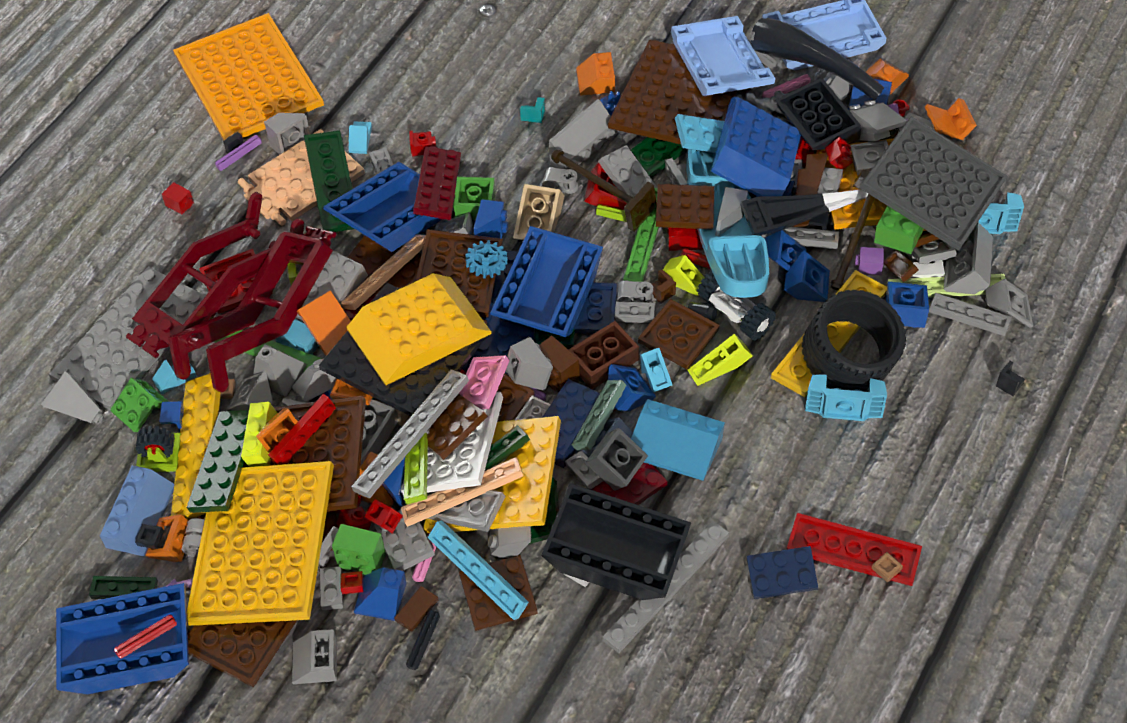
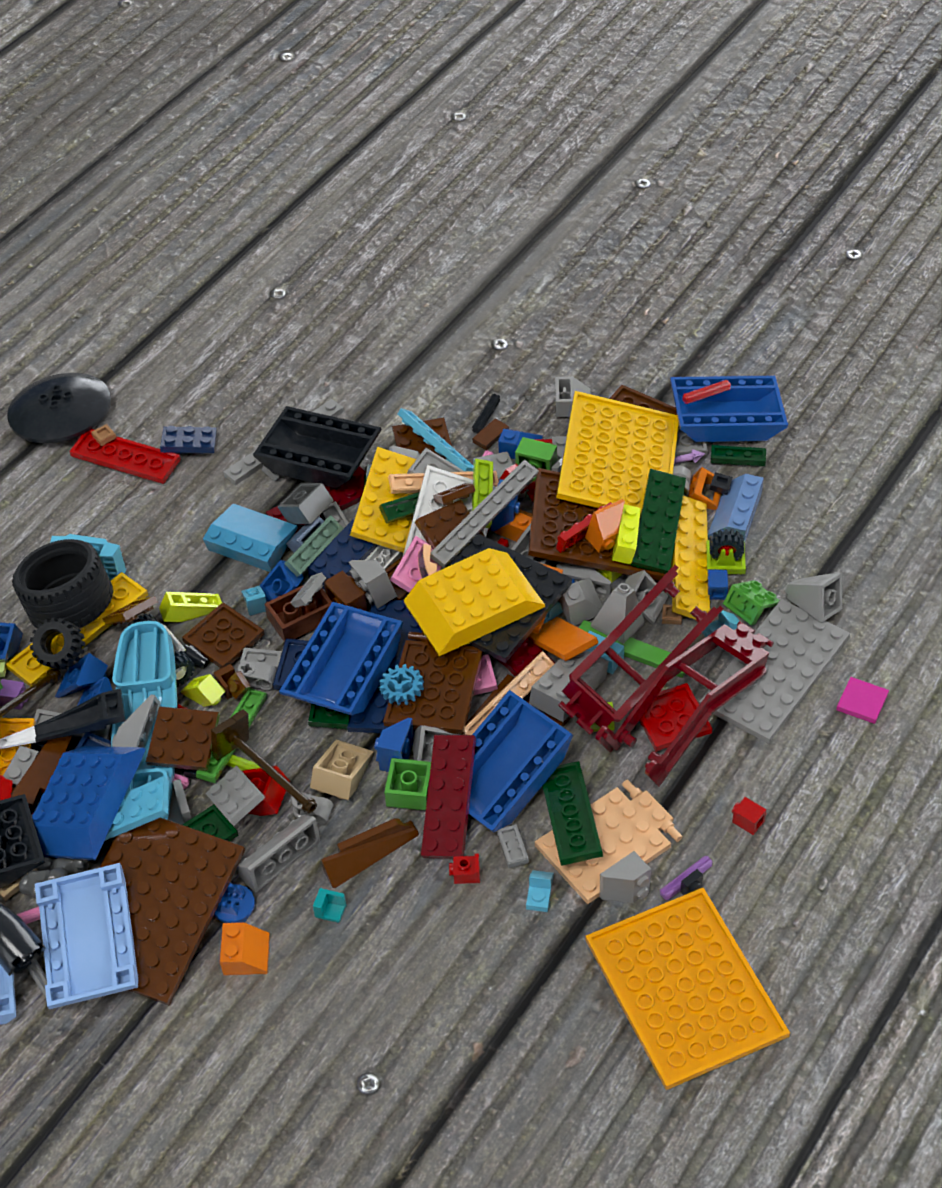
camera: 175 degrees left, 5 degrees down
(53, 311) = (862, 700): none -> dark pink tile
(446, 454) = (461, 491): none -> reddish brown plate
(471, 372) = (425, 566): none -> light nougat slope
(510, 156) = (366, 849): none -> reddish brown wedge
(593, 351) = (305, 594): none -> light grey plate
(650, 276) = (238, 685): none -> reddish brown plate
(775, 325) = (129, 612): none -> reddish brown plate
(834, 278) = (42, 643): none -> black tyre
(959, 645) = (41, 418): none -> black dish

